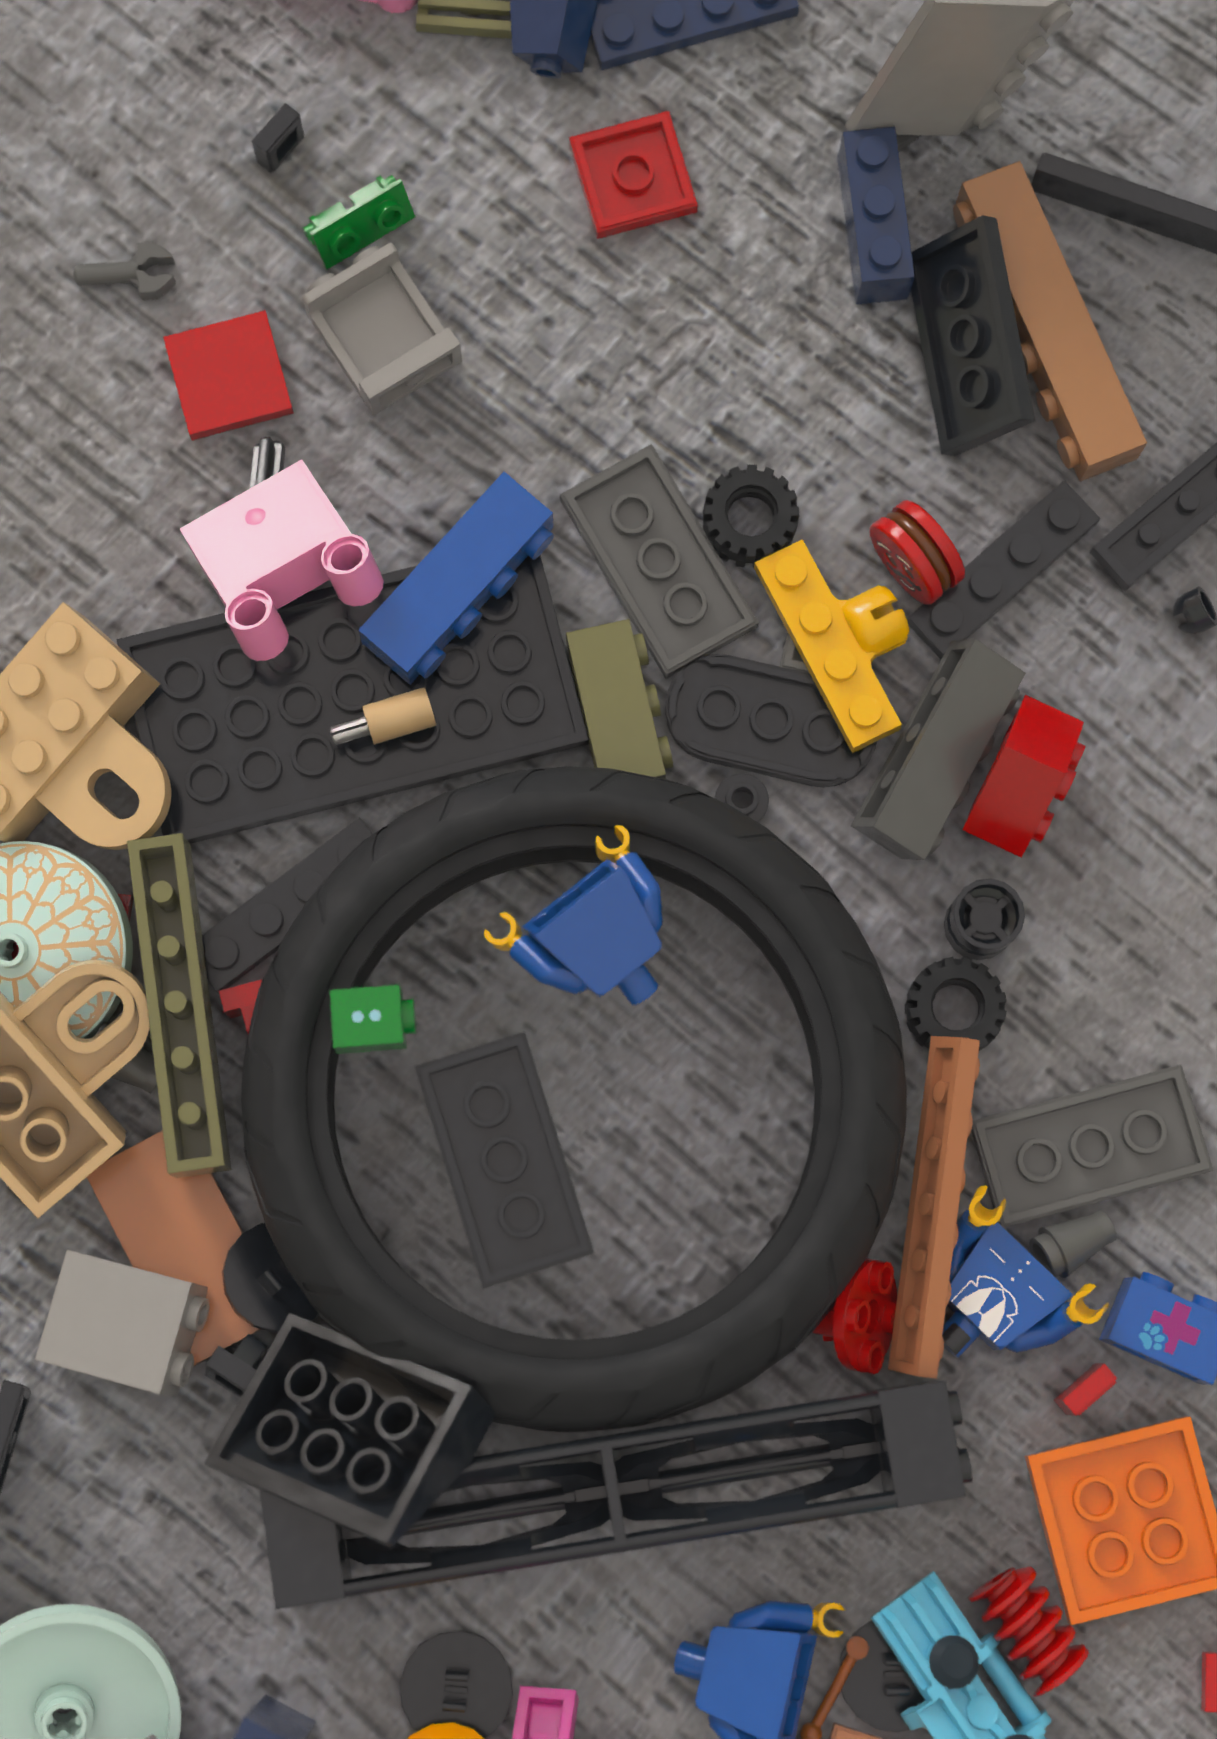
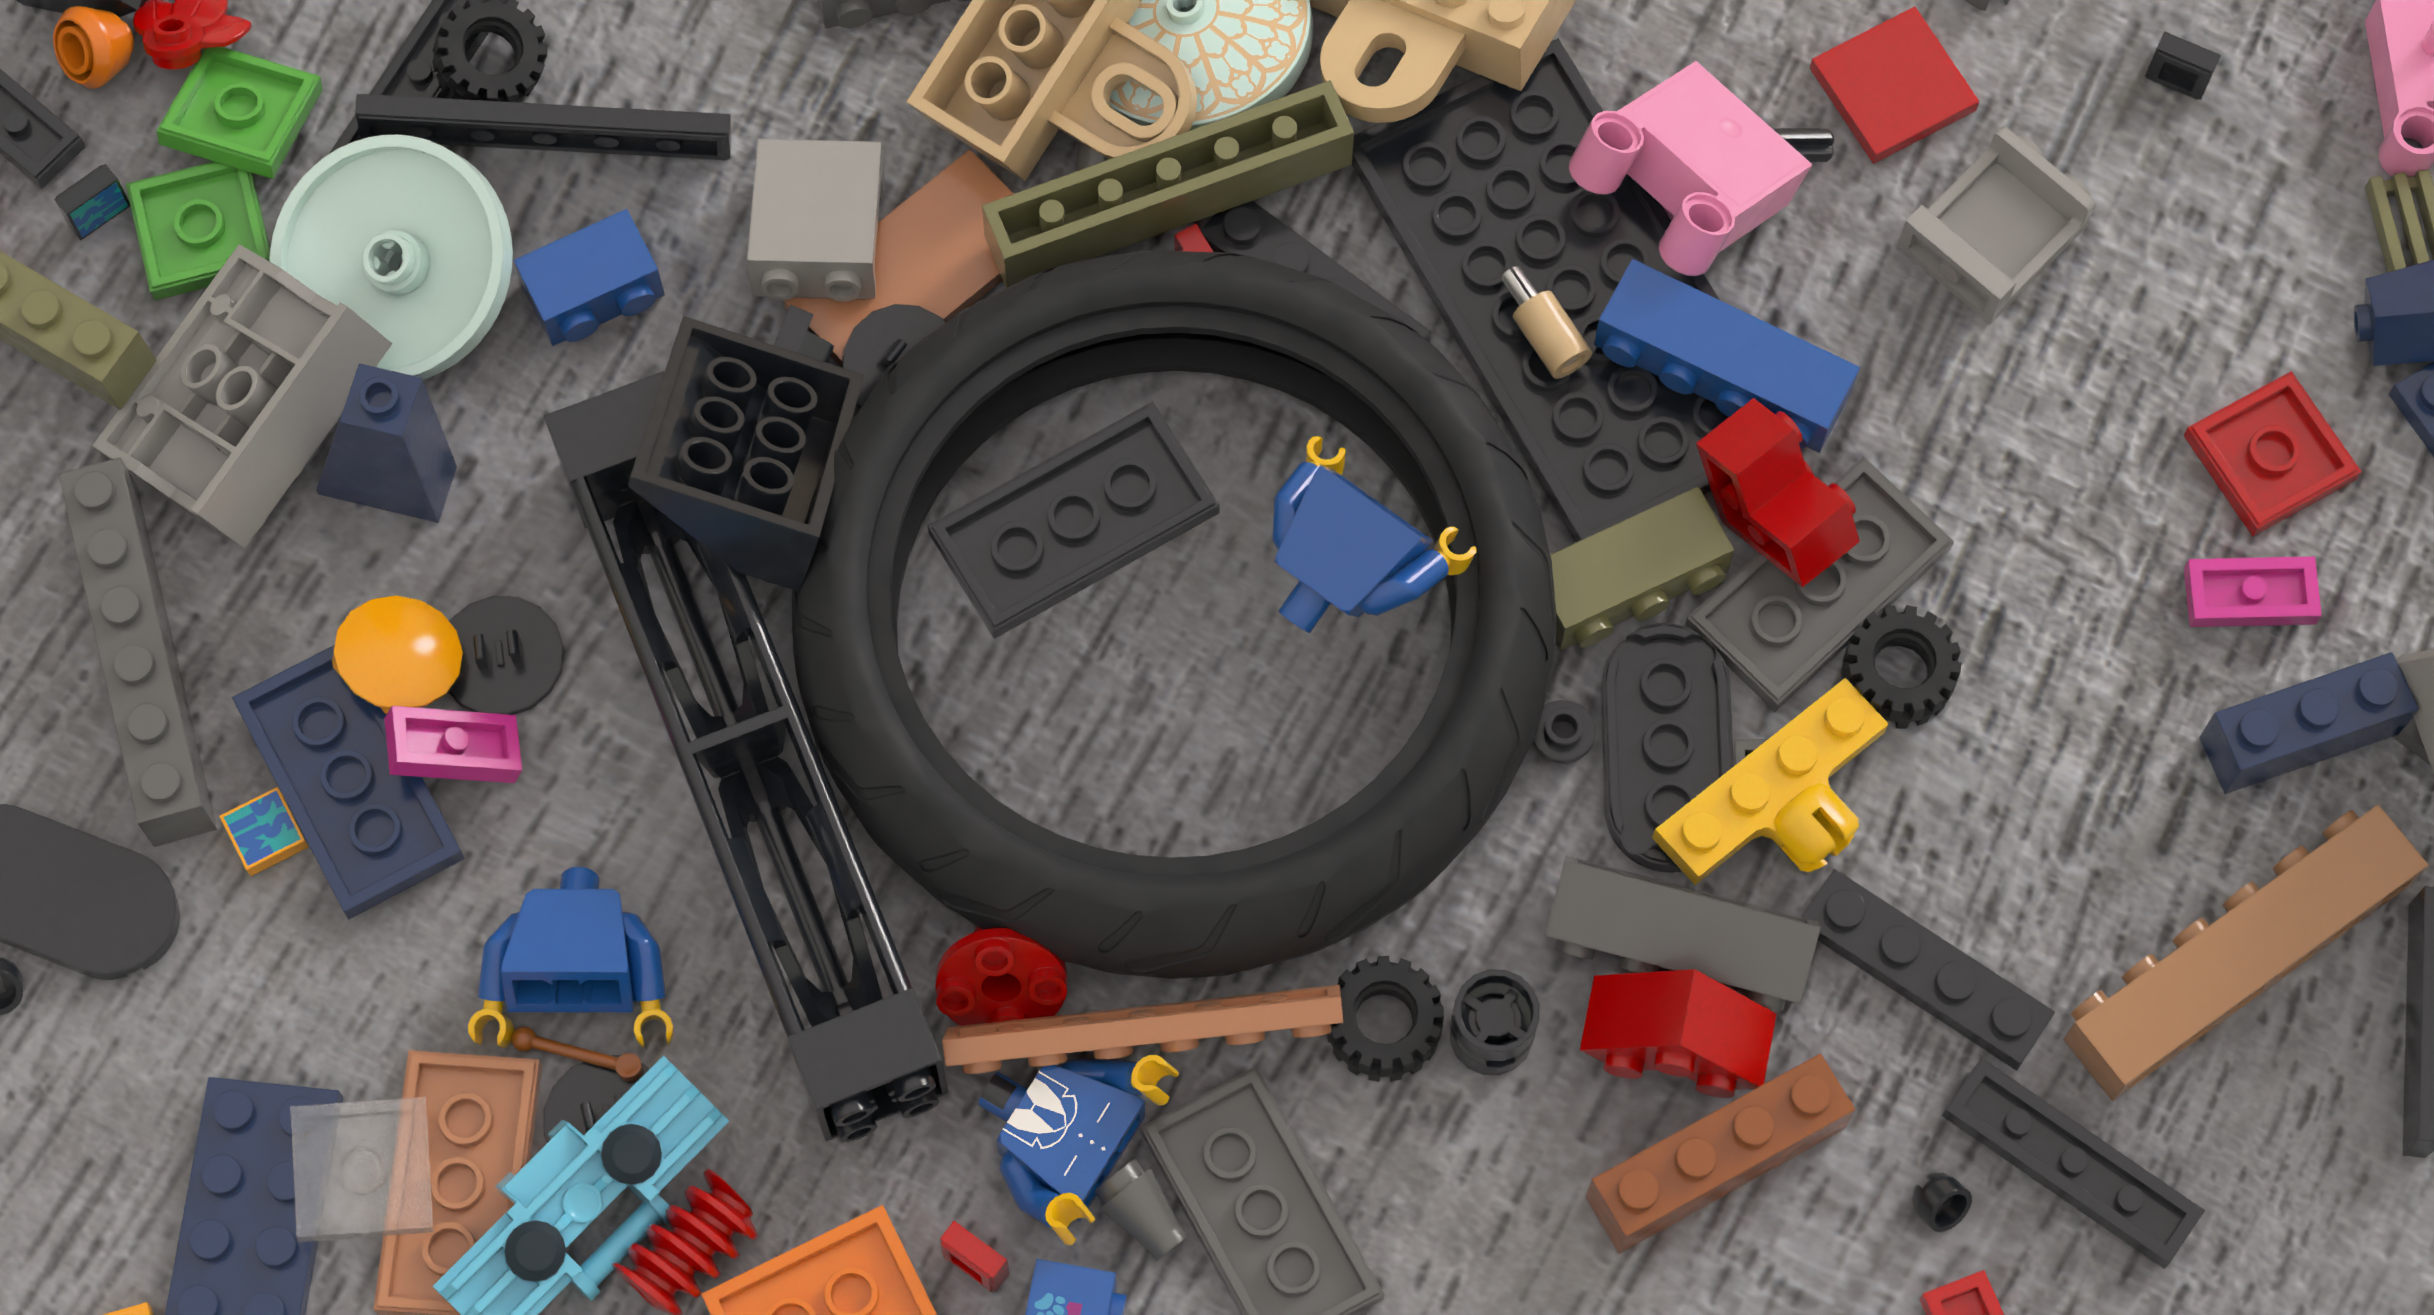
camera: 80 degrees right, 10 degrees down
(125, 1539) = (590, 278): none -> blue brick
(371, 1019) = (1191, 341): green brick -> none
(376, 212) = (2104, 166): green hinge -> none
(587, 577) = (1772, 495): none -> red brick
(751, 225) = (2252, 591): none -> dark pink plate
(917, 552) = (1909, 850): red head -> none
(970, 337) = (2192, 855): black plate -> none
(1128, 770) = (1719, 1153): none -> dark orange brick

